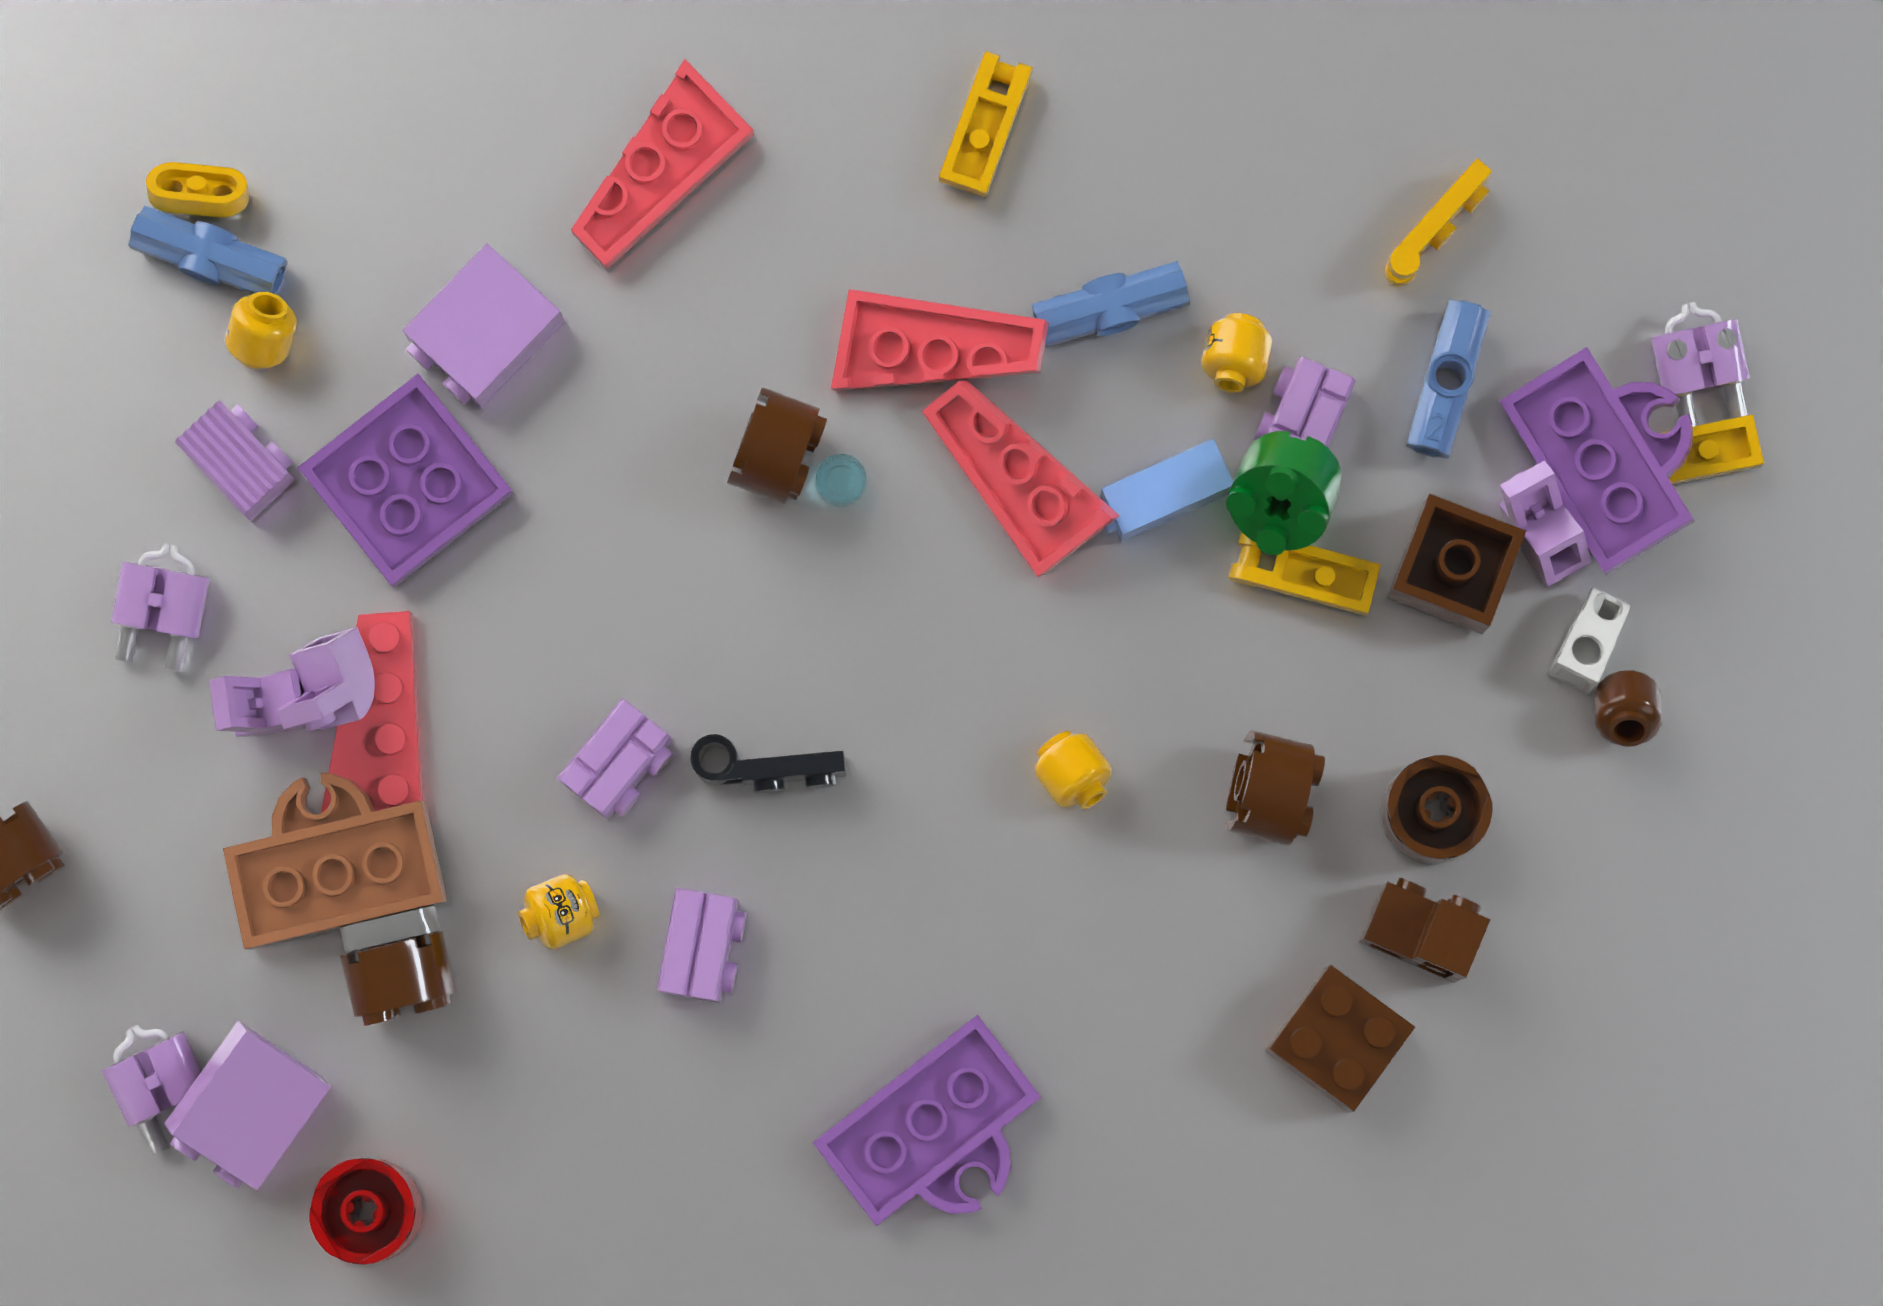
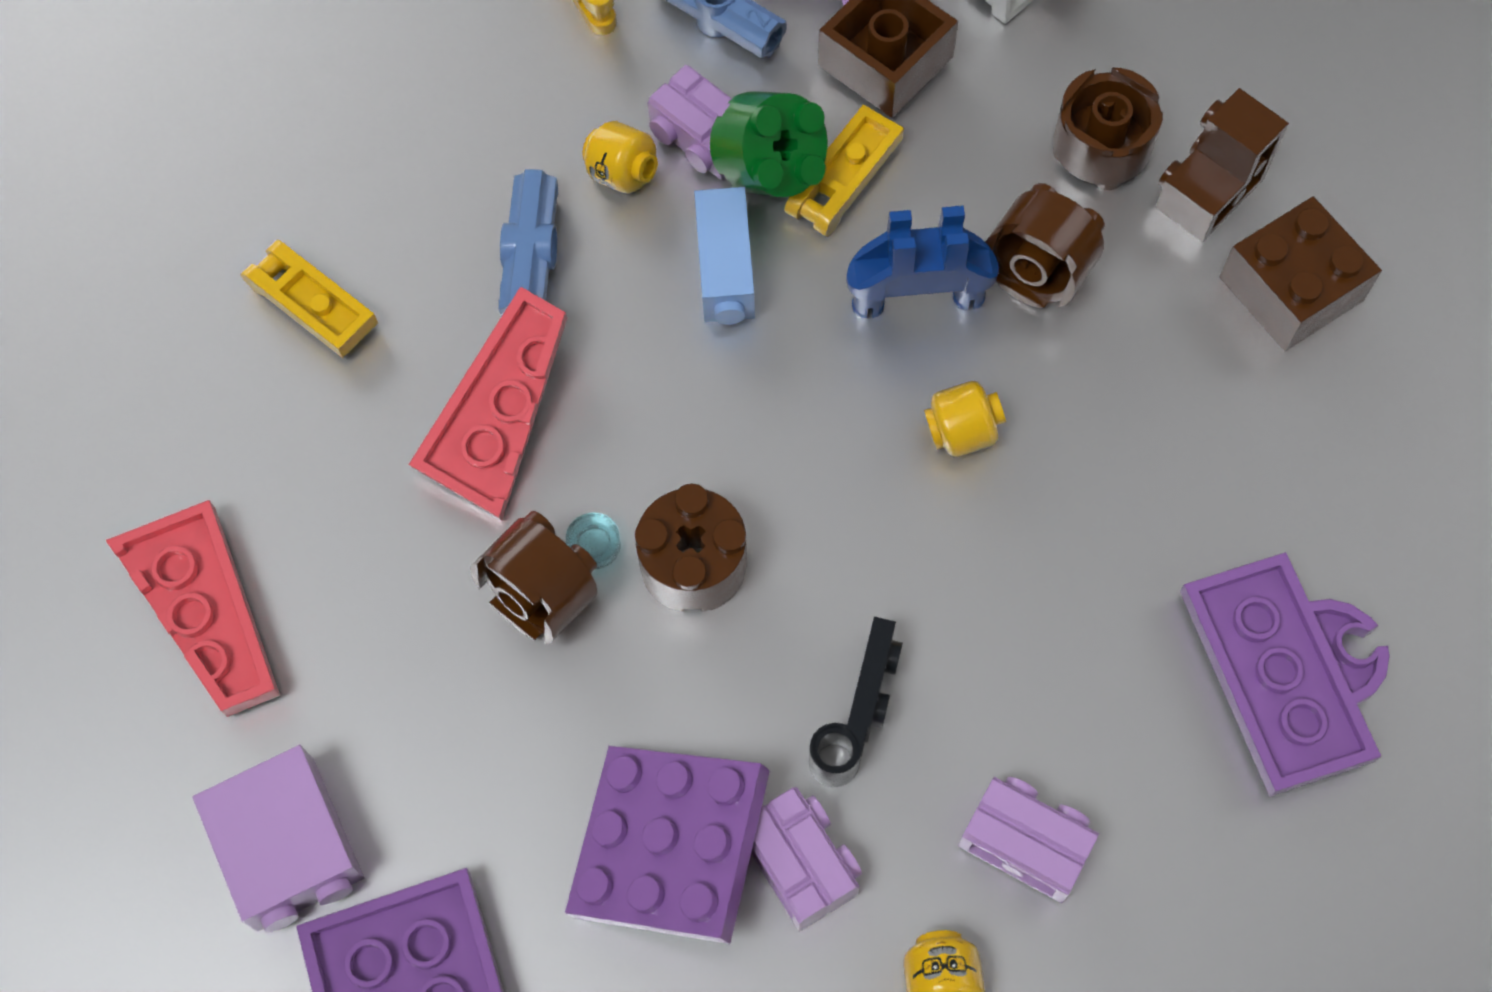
camera: 70 degrees left, 15 degrees down
(588, 647) = (669, 843): none -> medium lavender plate
(843, 544) = (692, 521): none -> reddish brown brick
(1023, 485) = (671, 370): coral wing -> none
(1200, 681) = (921, 263): none -> blue connector

